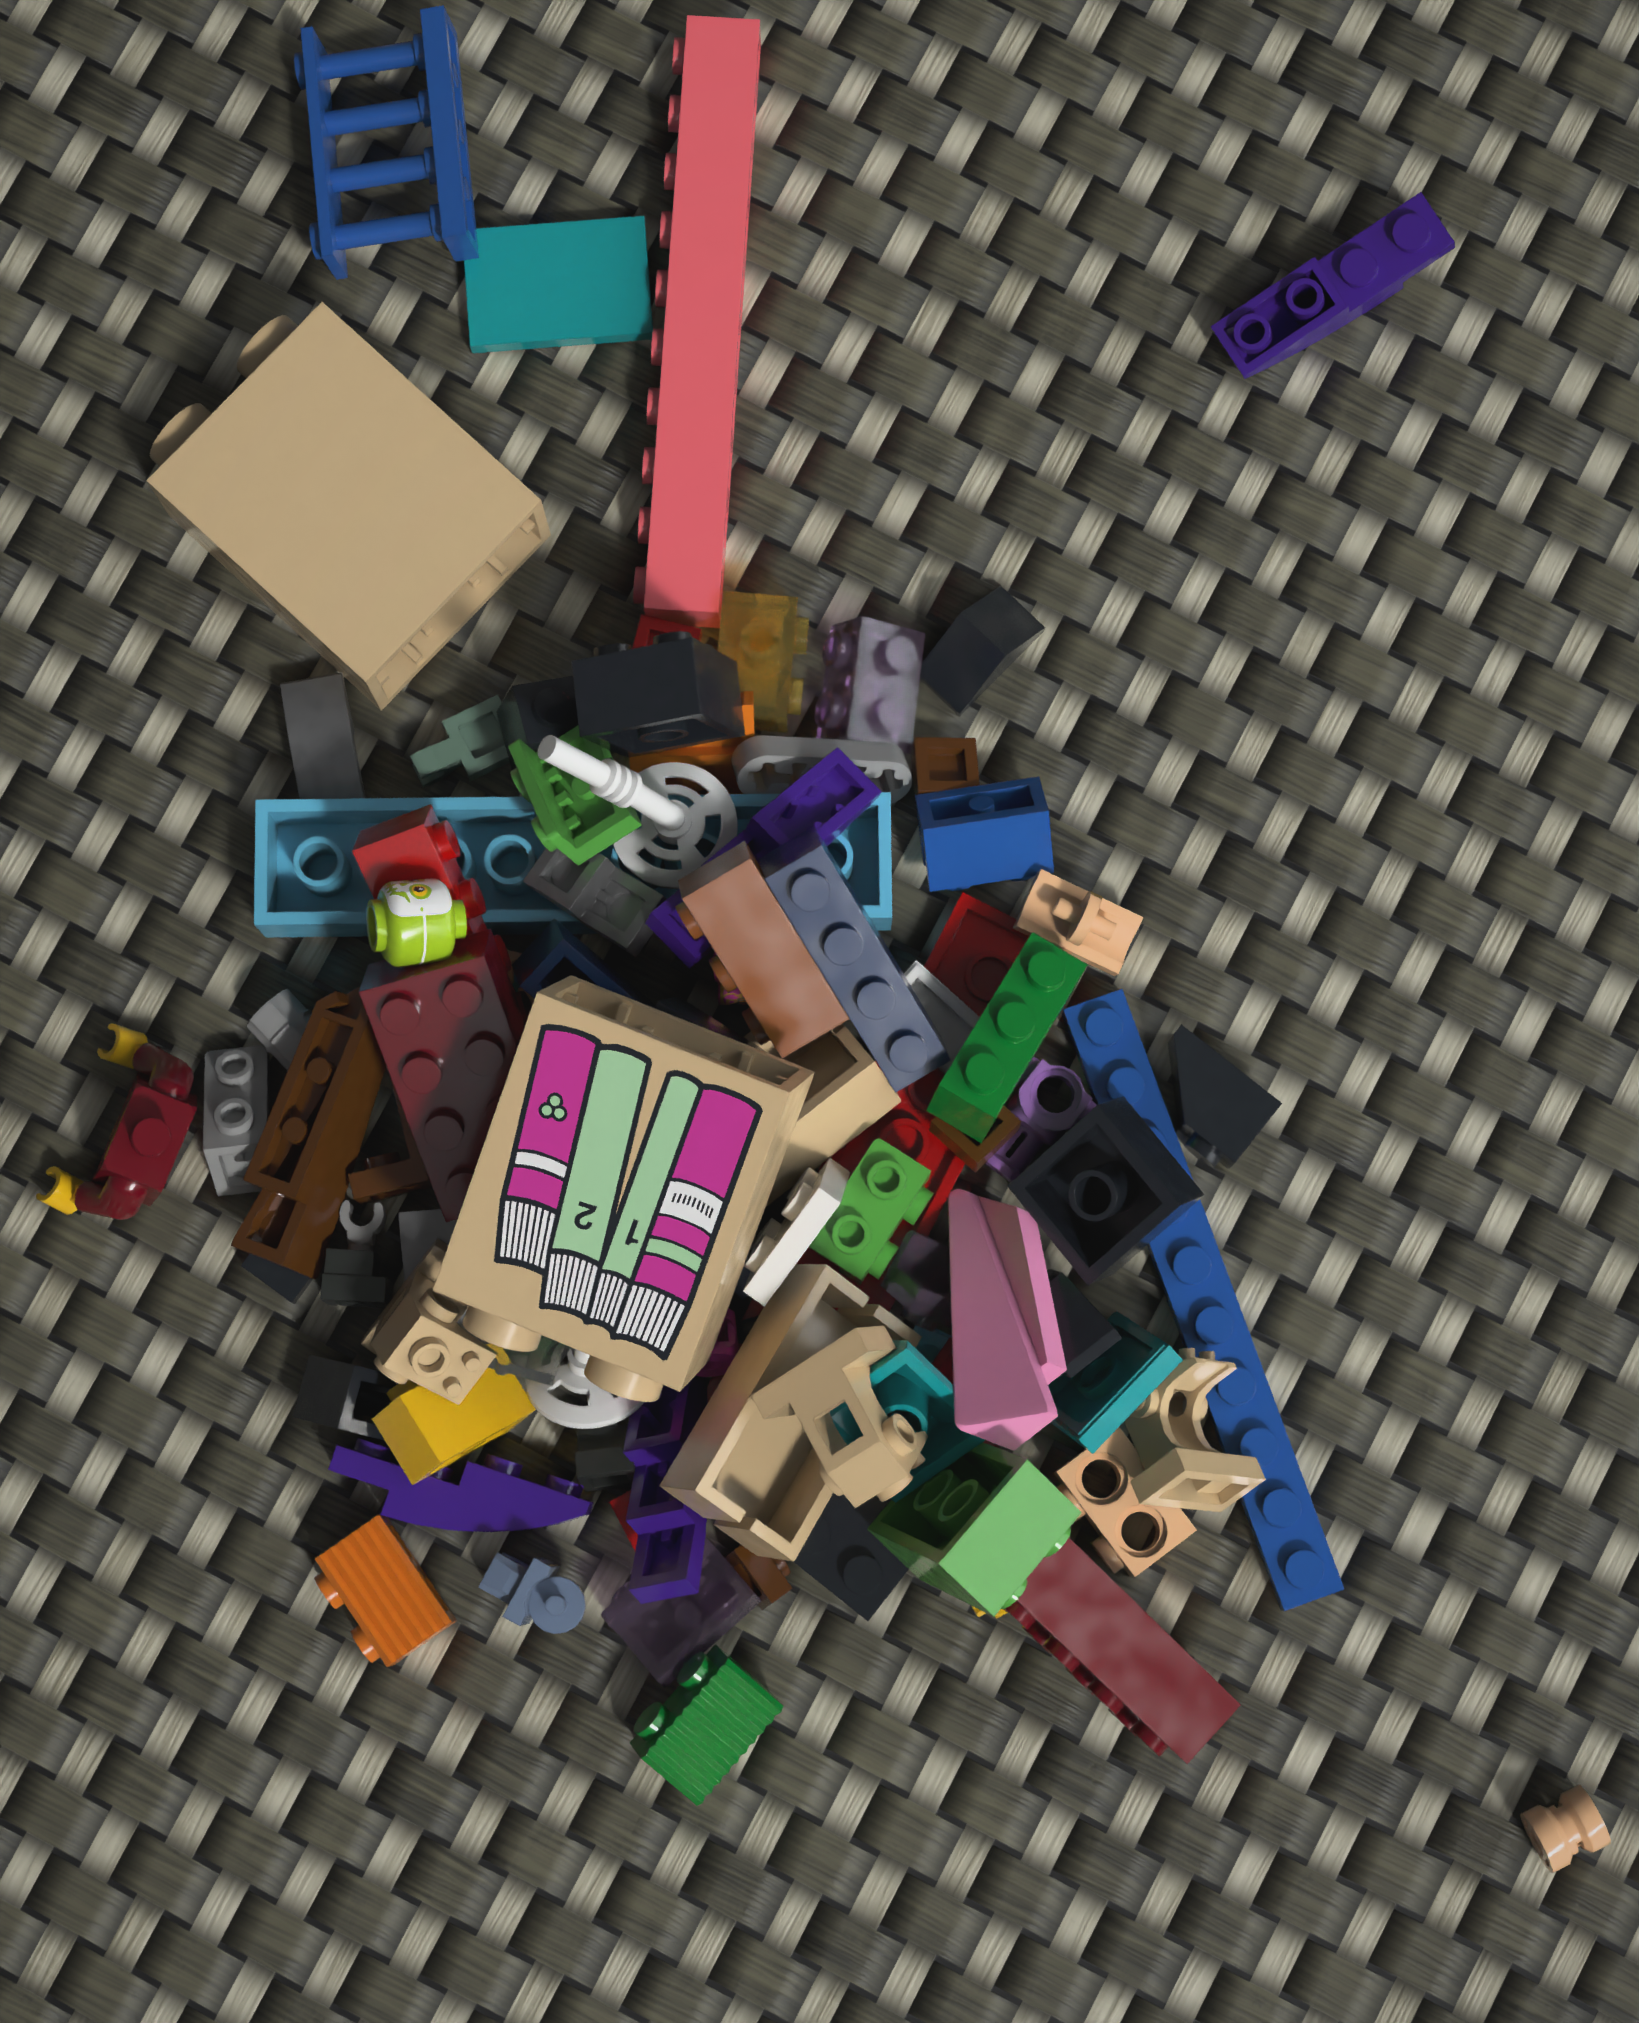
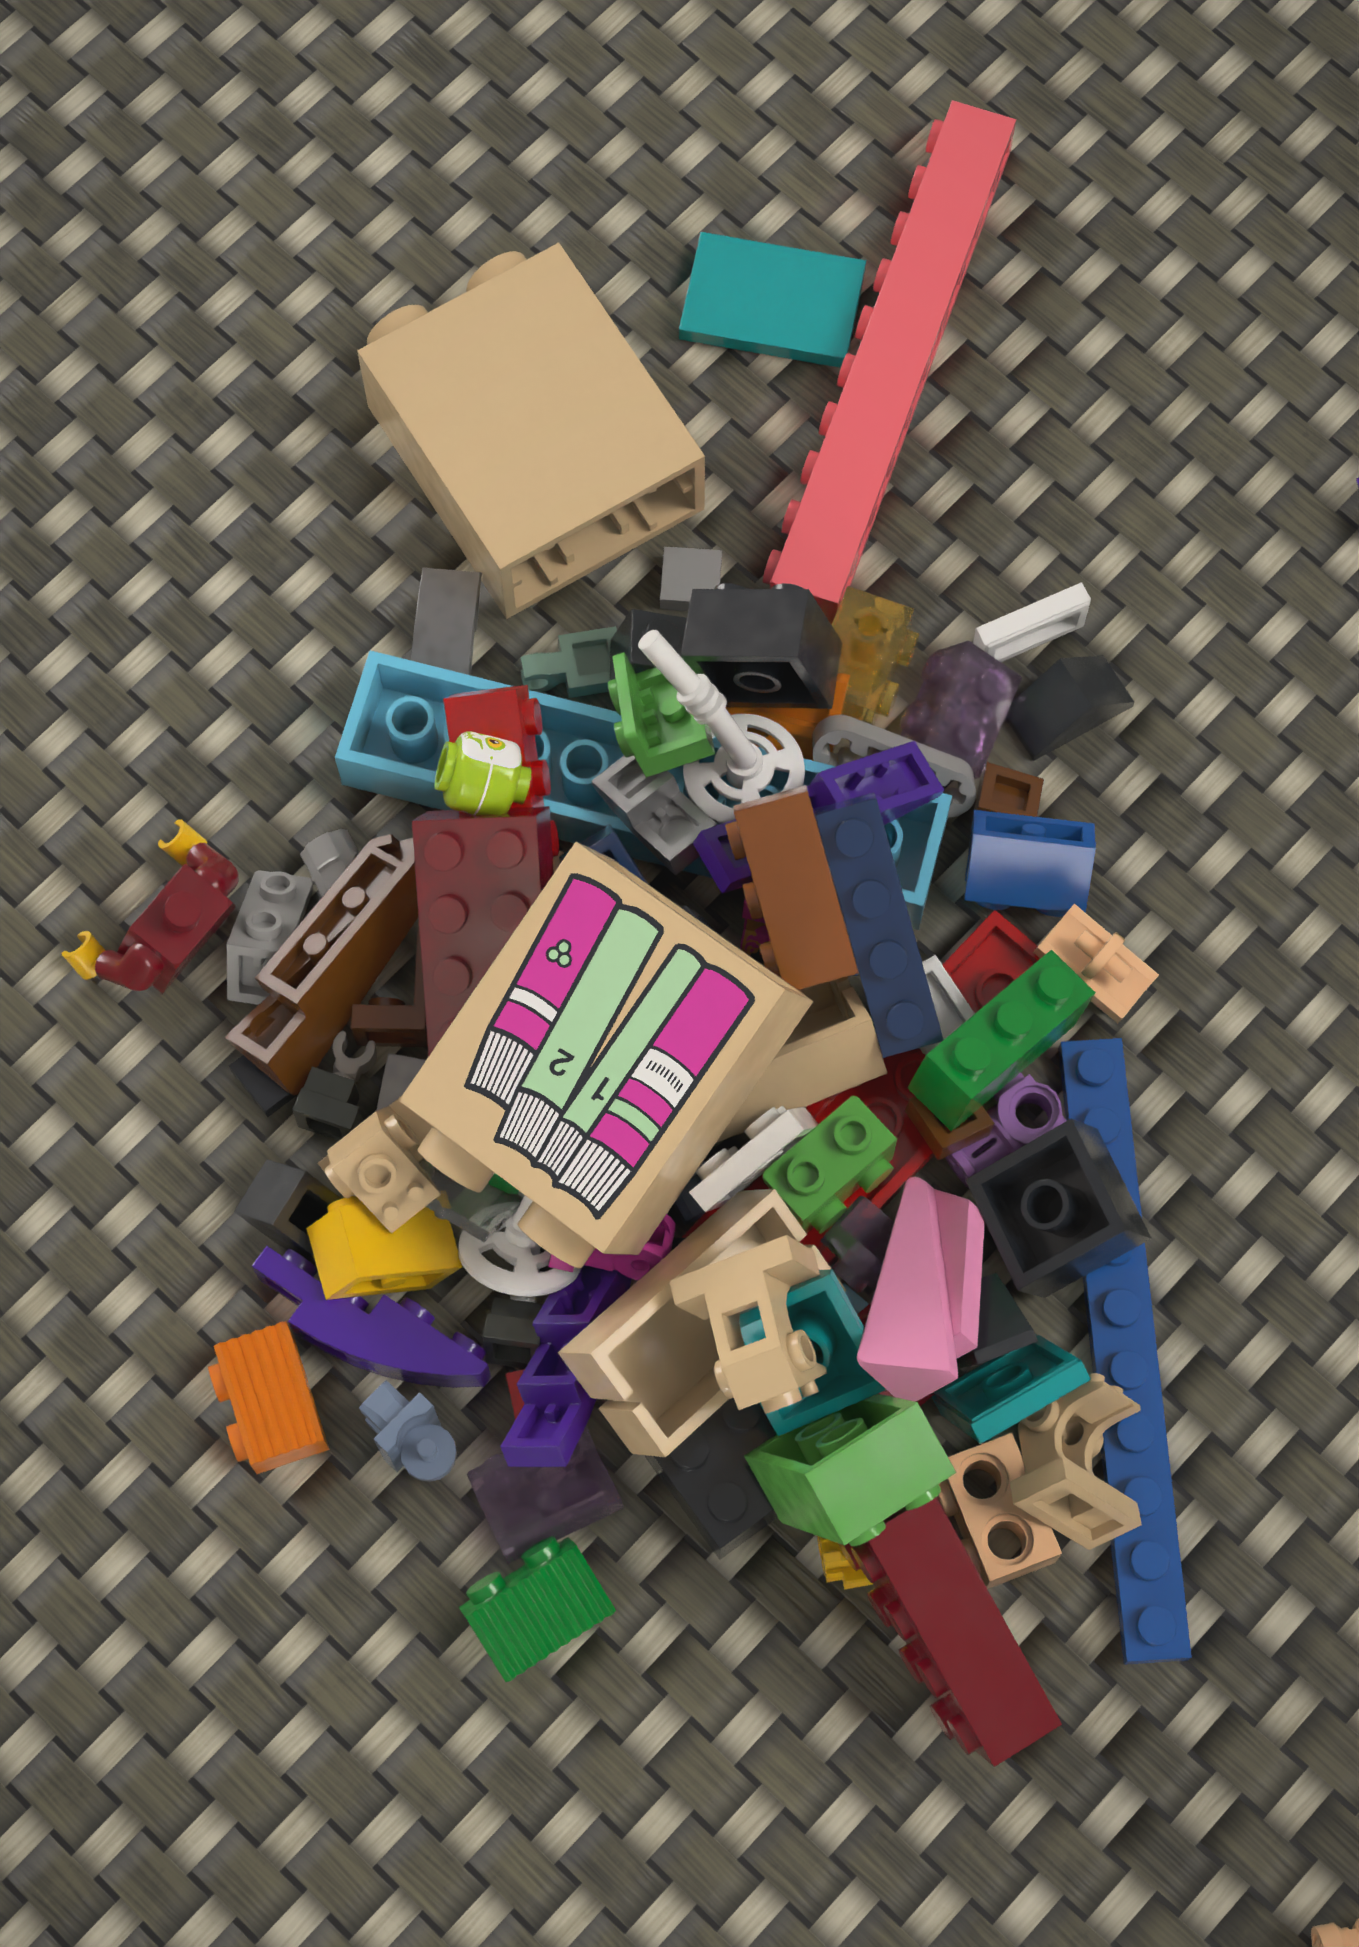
camera: 15 degrees right, 10 degrees down
(443, 163) = (700, 169): blue fence -> none
(559, 618) = (687, 570): none -> light grey tile
(762, 1574) = (633, 1478): reddish brown plate -> none
(922, 576) = (1034, 624): none -> white tile
(1215, 1101) = (1185, 1163): black slope -> none

